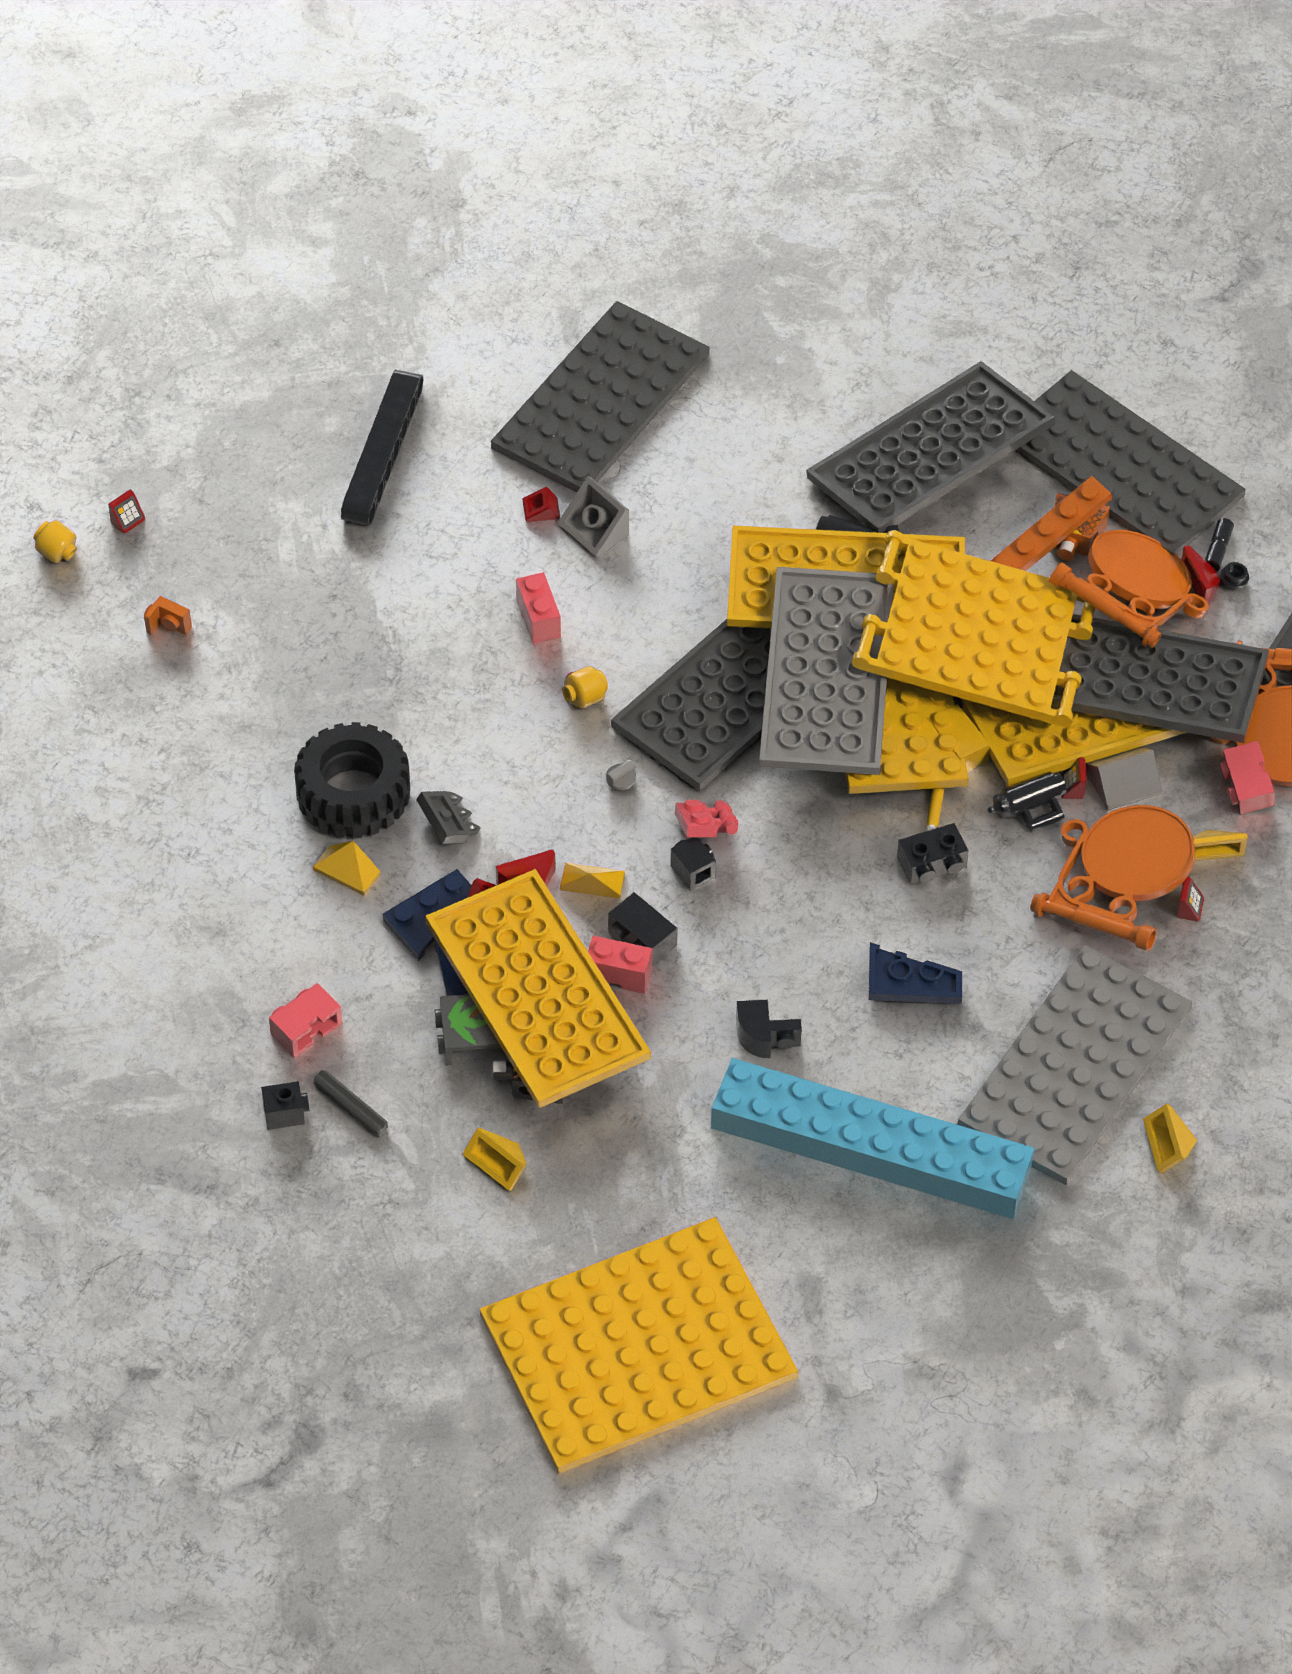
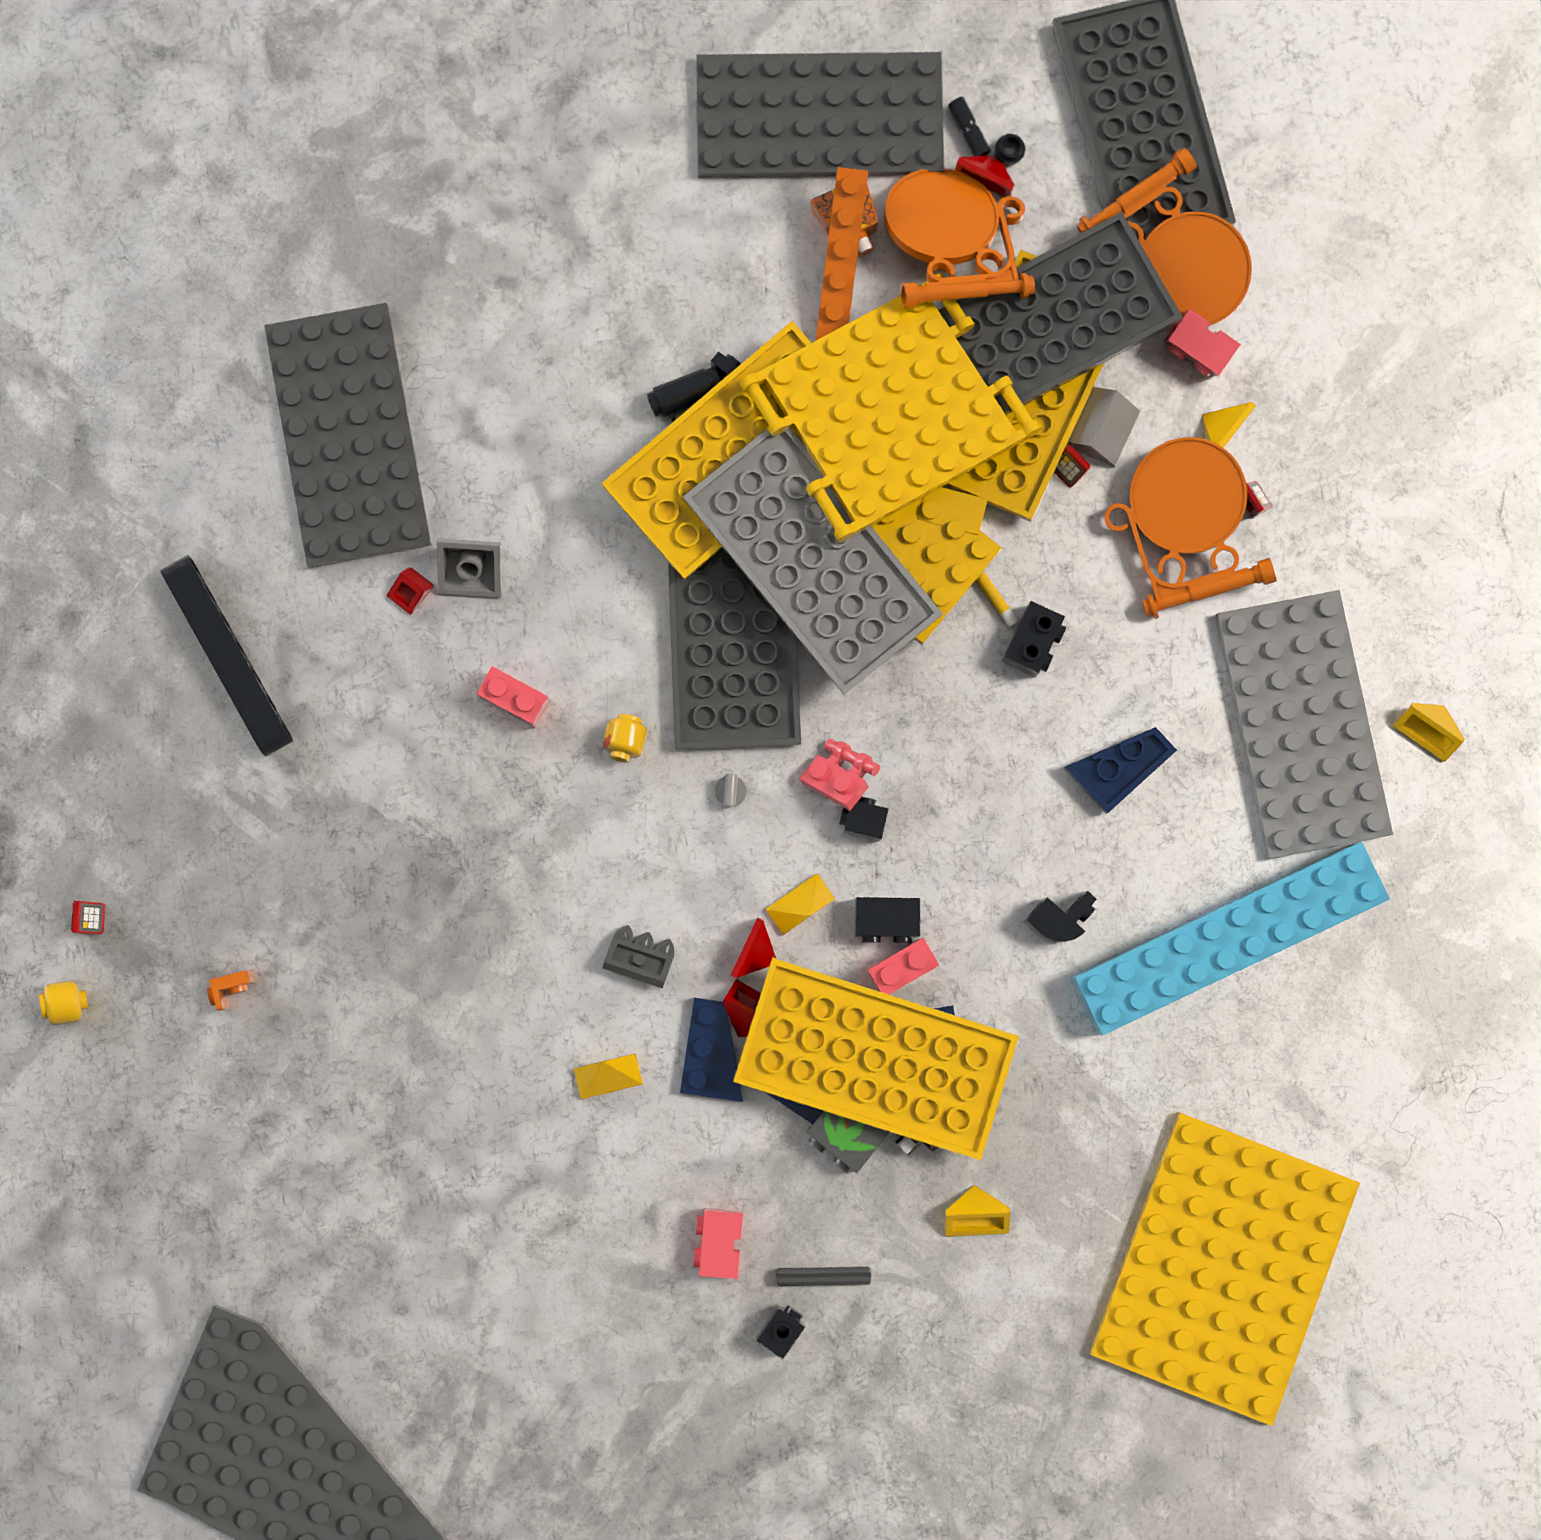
camera: 50 degrees left, 30 degrees up
(356, 810) = (497, 991): black tyre -> none
(930, 447) = (667, 244): dark grey plate -> none
(1031, 795) = (1054, 514): black piece -> none

